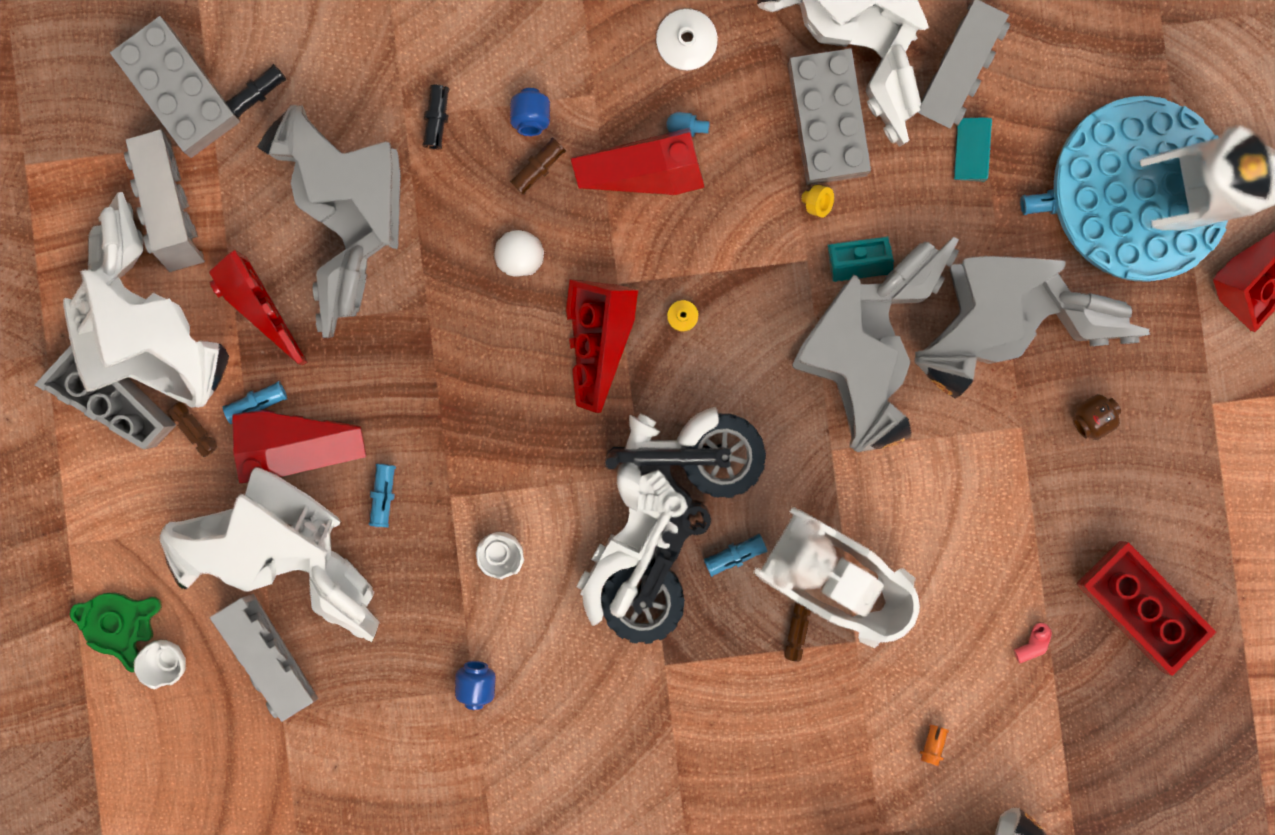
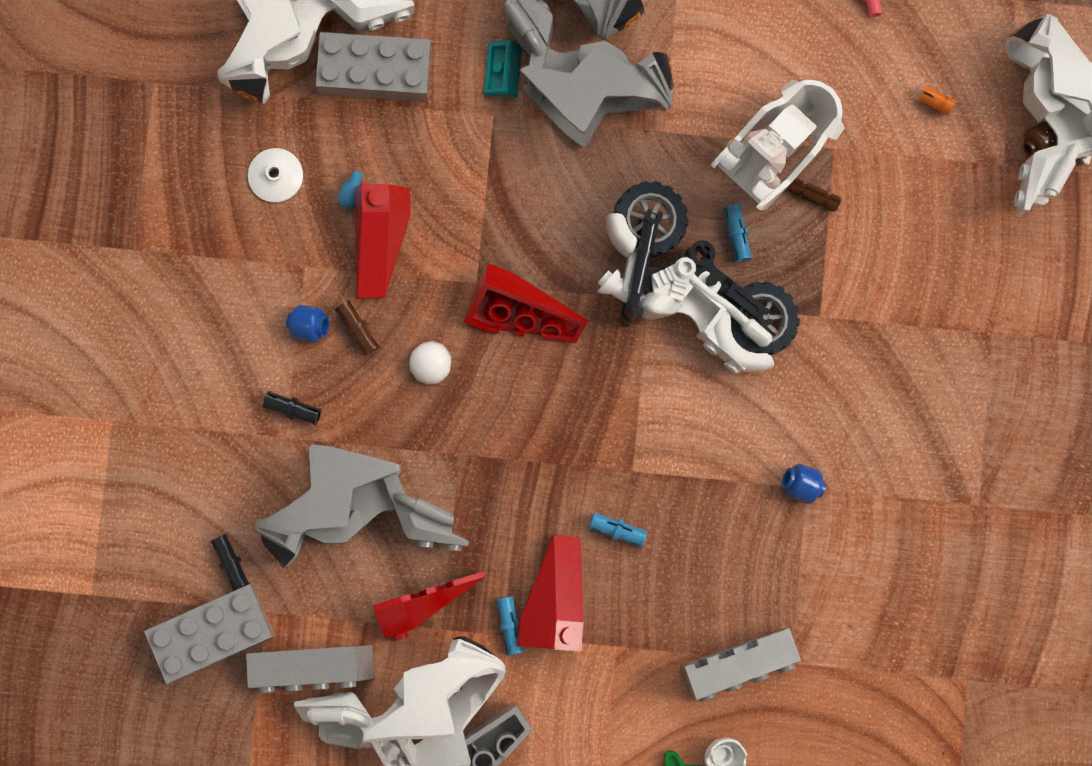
camera: 80 degrees left, 5 degrees down
(192, 429) = (521, 687): reddish brown axle -> none
(256, 544) = (634, 637): white piece -> none
(499, 555) = (694, 436): white hair -> none
(676, 321) = (520, 238): yellow tile -> none
(818, 200) = (444, 92): yellow tile -> none

